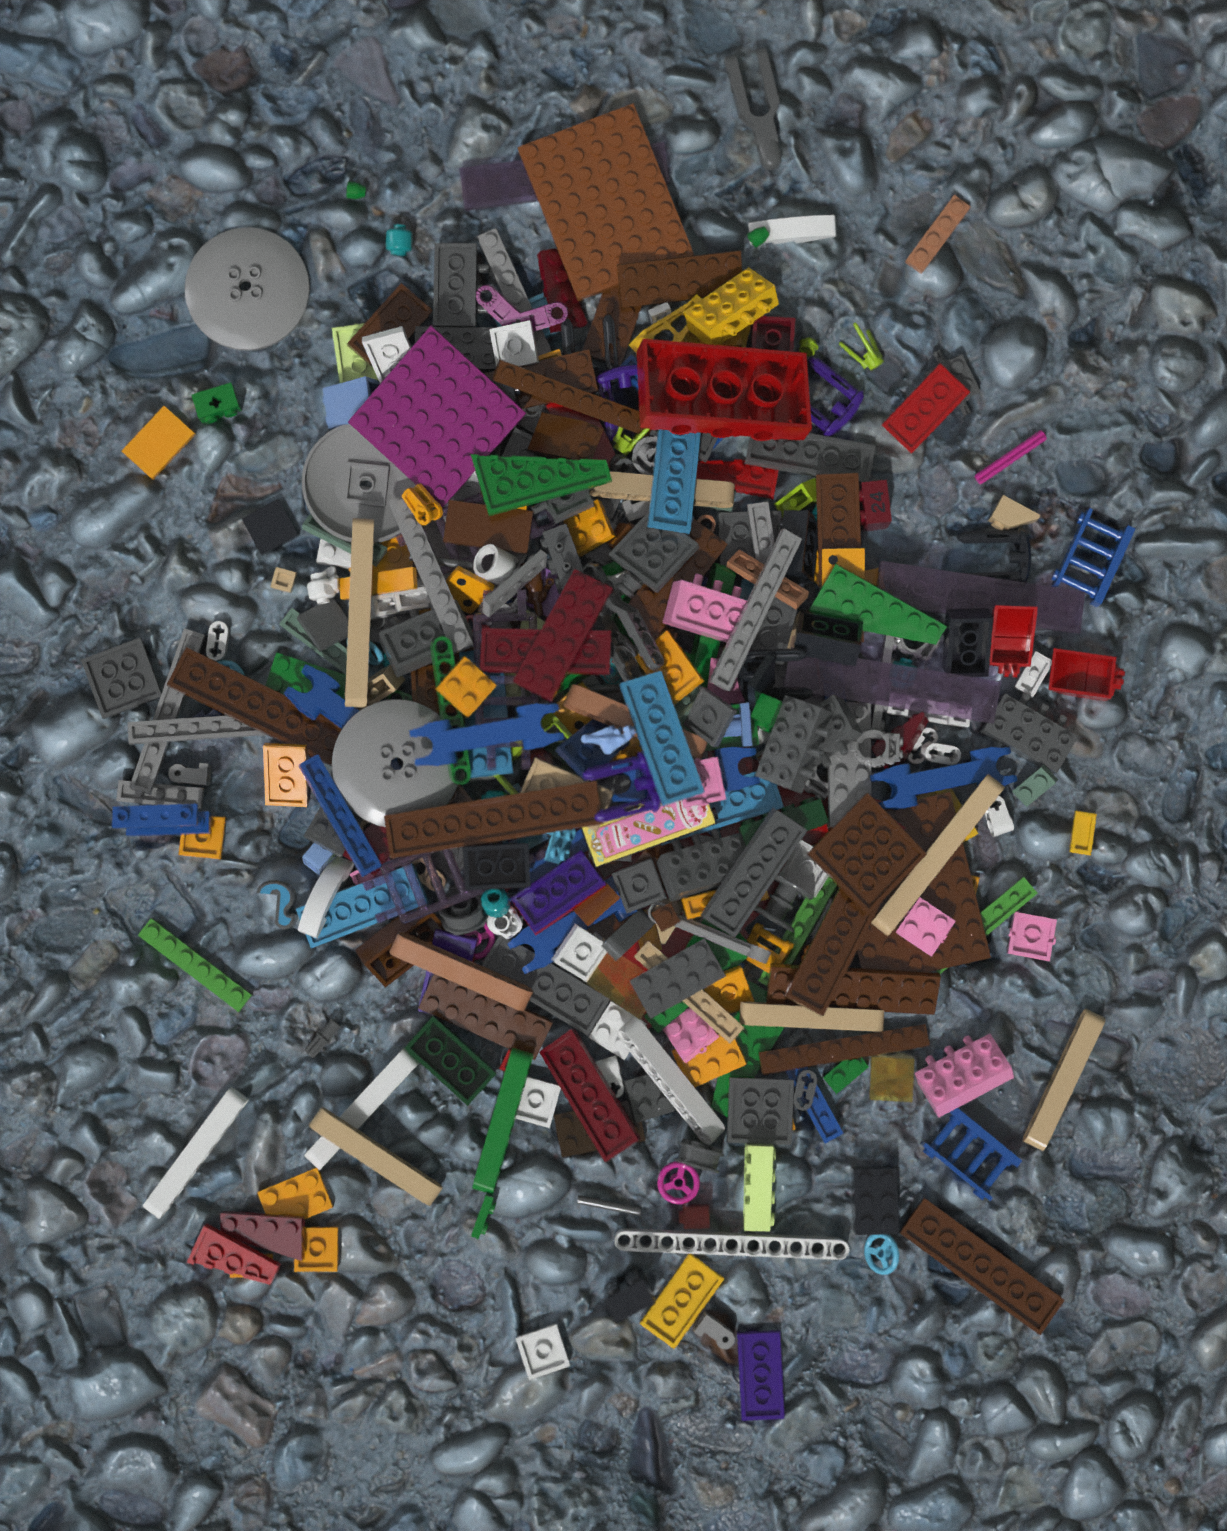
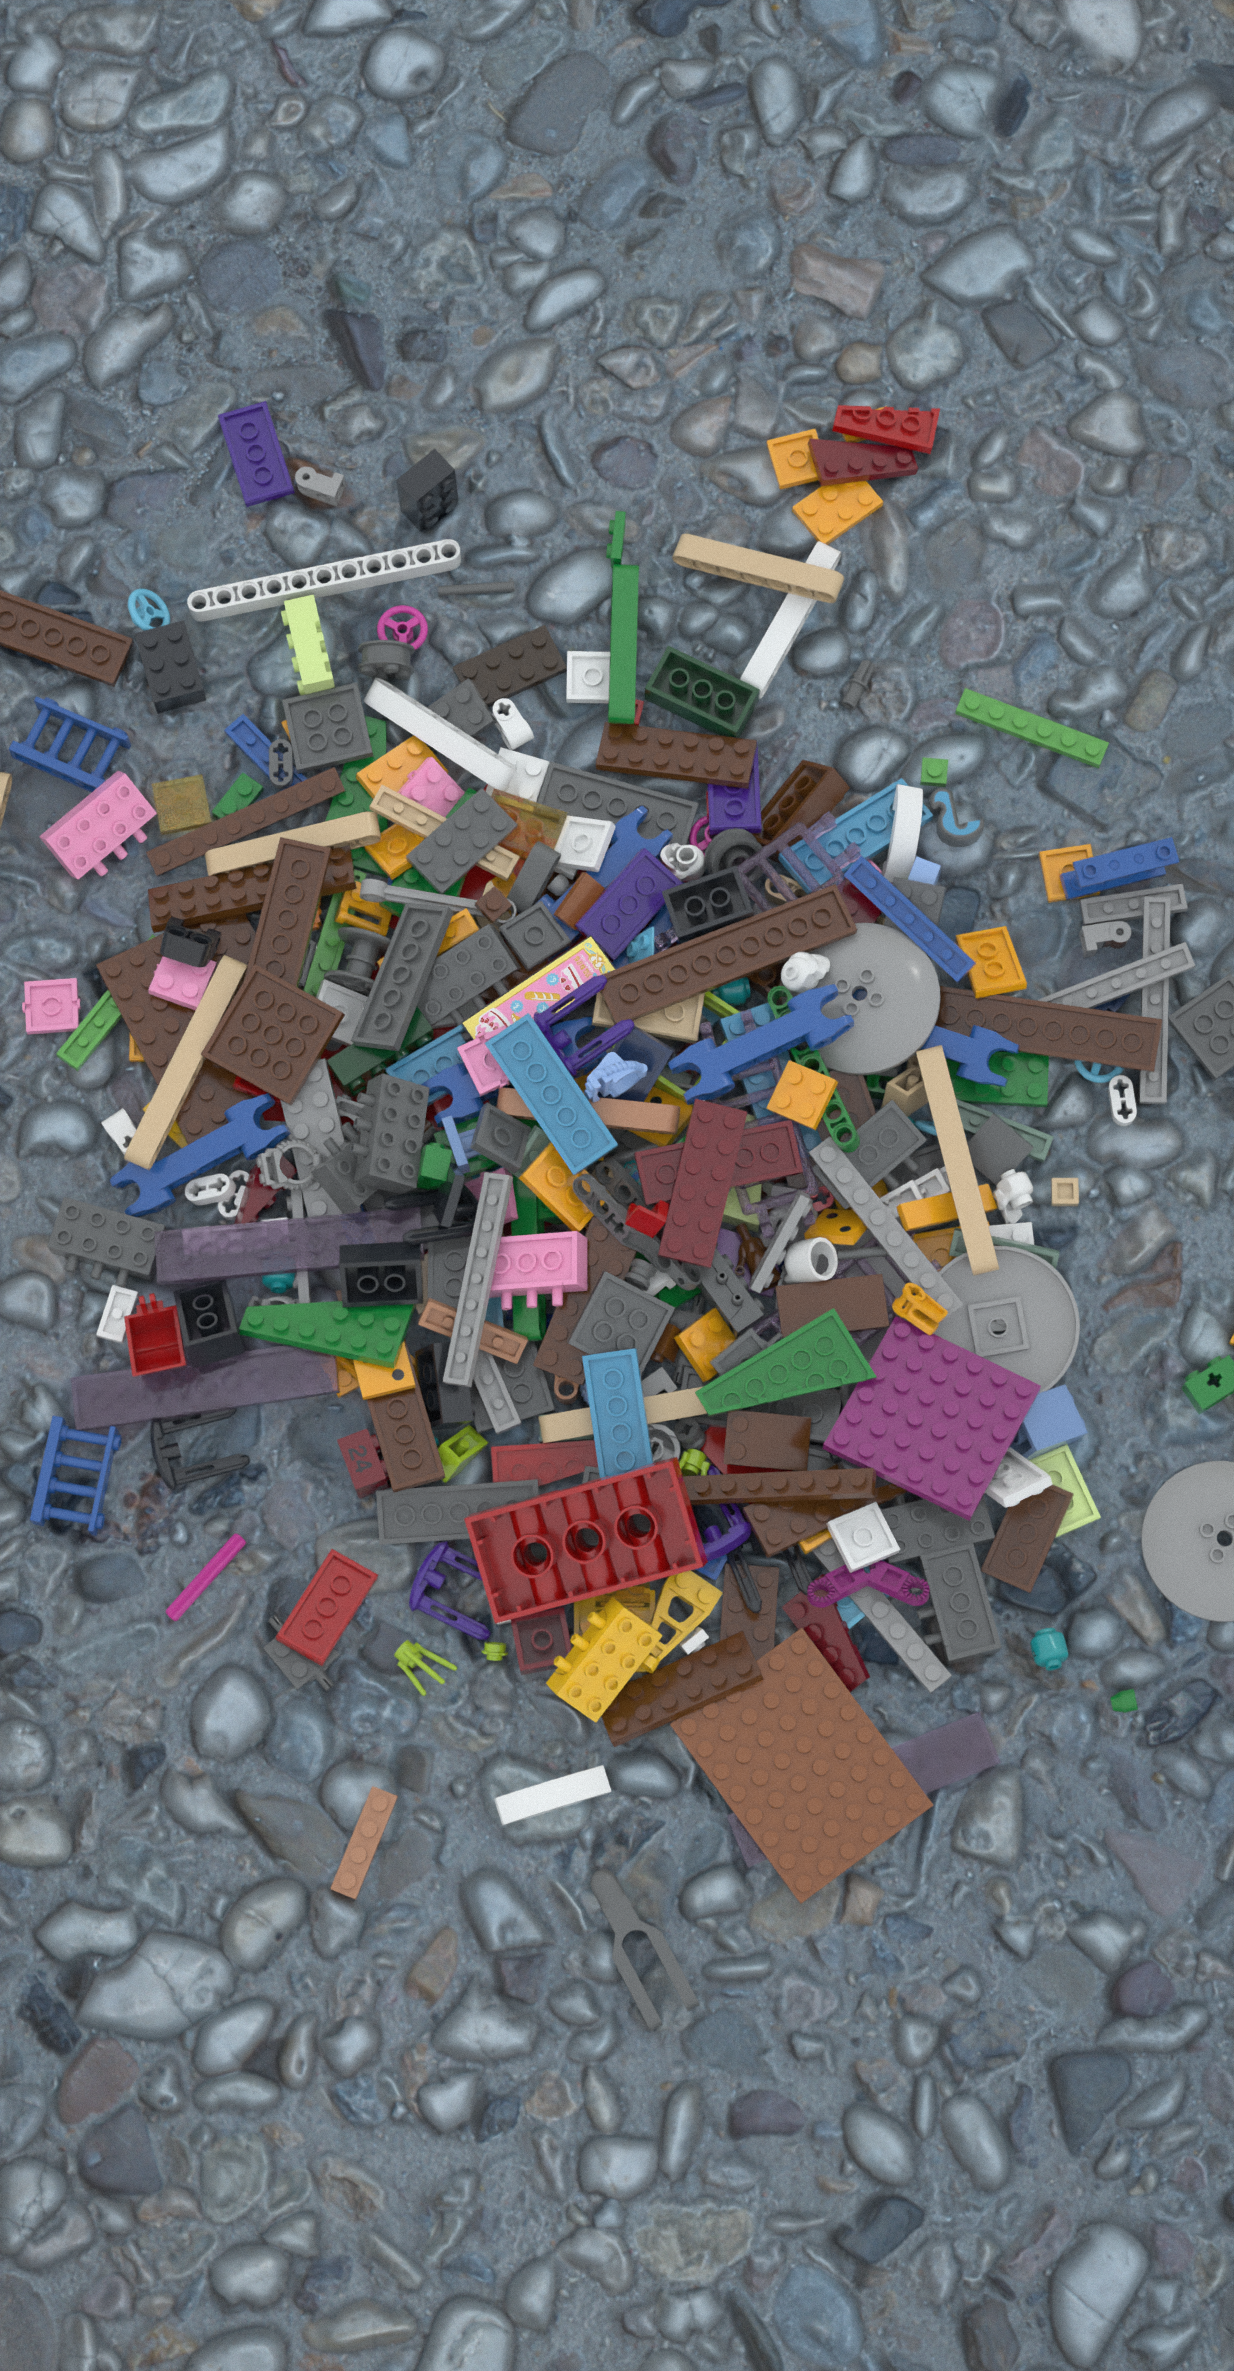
camera: 170 degrees right, 10 degrees down
(195, 1152) = (966, 525): white beam -> none
(270, 527) = (1101, 1252): black tile -> none
(283, 948) = (934, 772): none -> bright green plate
(435, 791) = (804, 971): none -> white head
(461, 971) = (717, 789): nougat beam -> none
(495, 902) = (696, 868): teal head -> none
(542, 1351) = (510, 416): white plate -> none
(590, 1095) = (530, 694): dark red plate -> none
(608, 928) = (559, 885): none -> light grey hinge
(612, 618) = (647, 1221): none -> red panel
(681, 1300) = (364, 509): yellow tile -> none
(695, 1216) = (373, 598): clear red brick -> none
(758, 236) = (594, 1771): green hose -> none
(917, 947) = (189, 945): none -> black piece
(1010, 515) = (188, 1501): tan slope -> none
(1035, 785) = (86, 1178): sand green plate -> none
(1082, 833) = (16, 1143): yellow tile -> none
(1085, 675) = (55, 1326): red piece -> none

